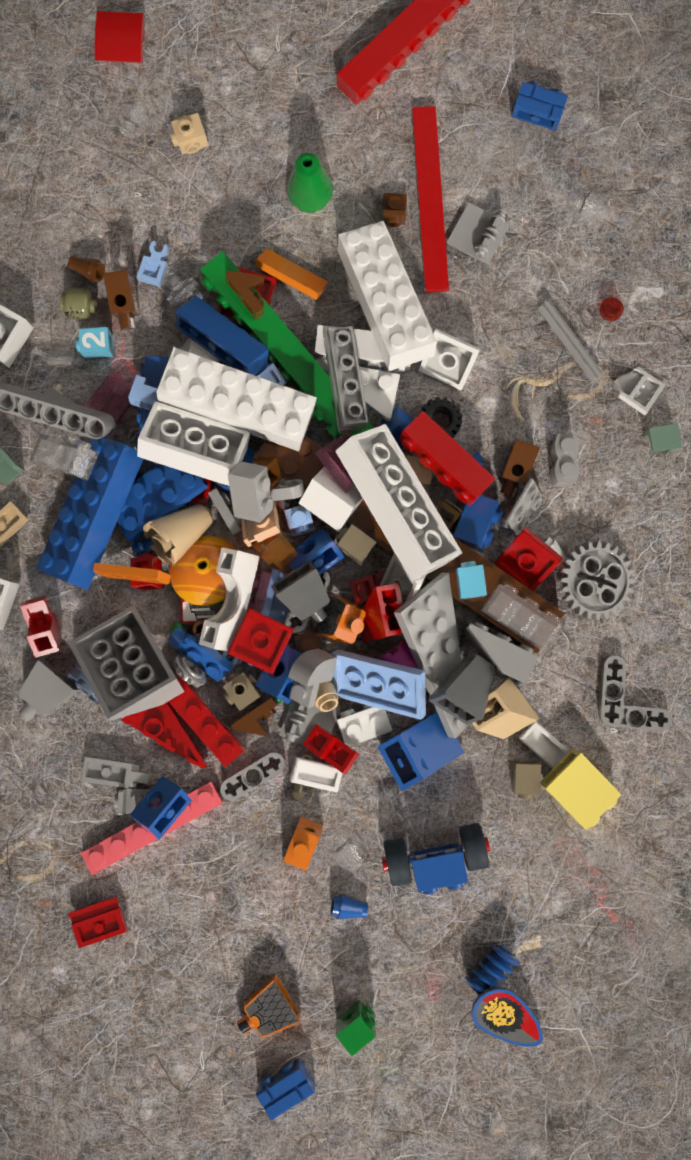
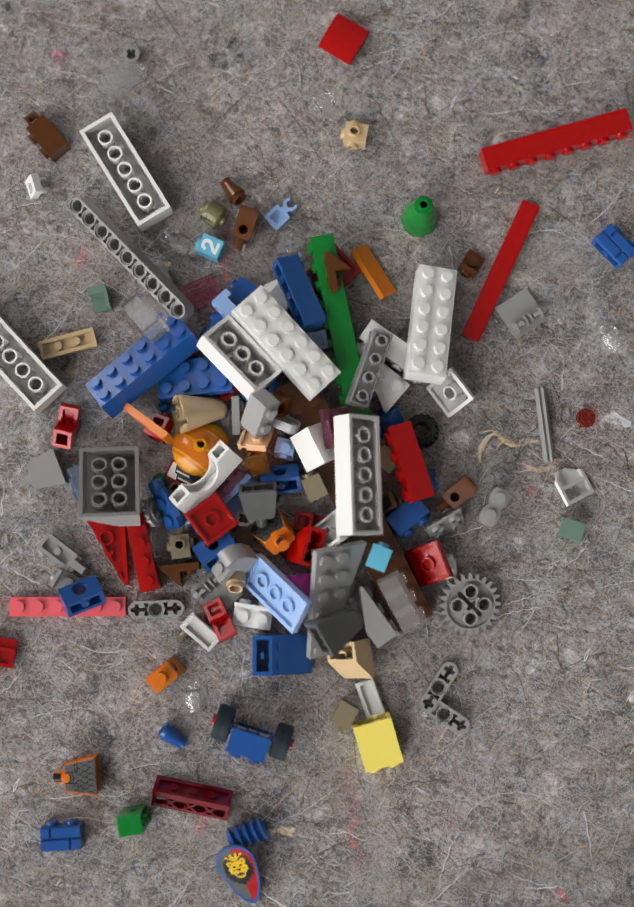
camera: 25 degrees right, 0 degrees up
(406, 962) = (192, 795): none -> dark red fence

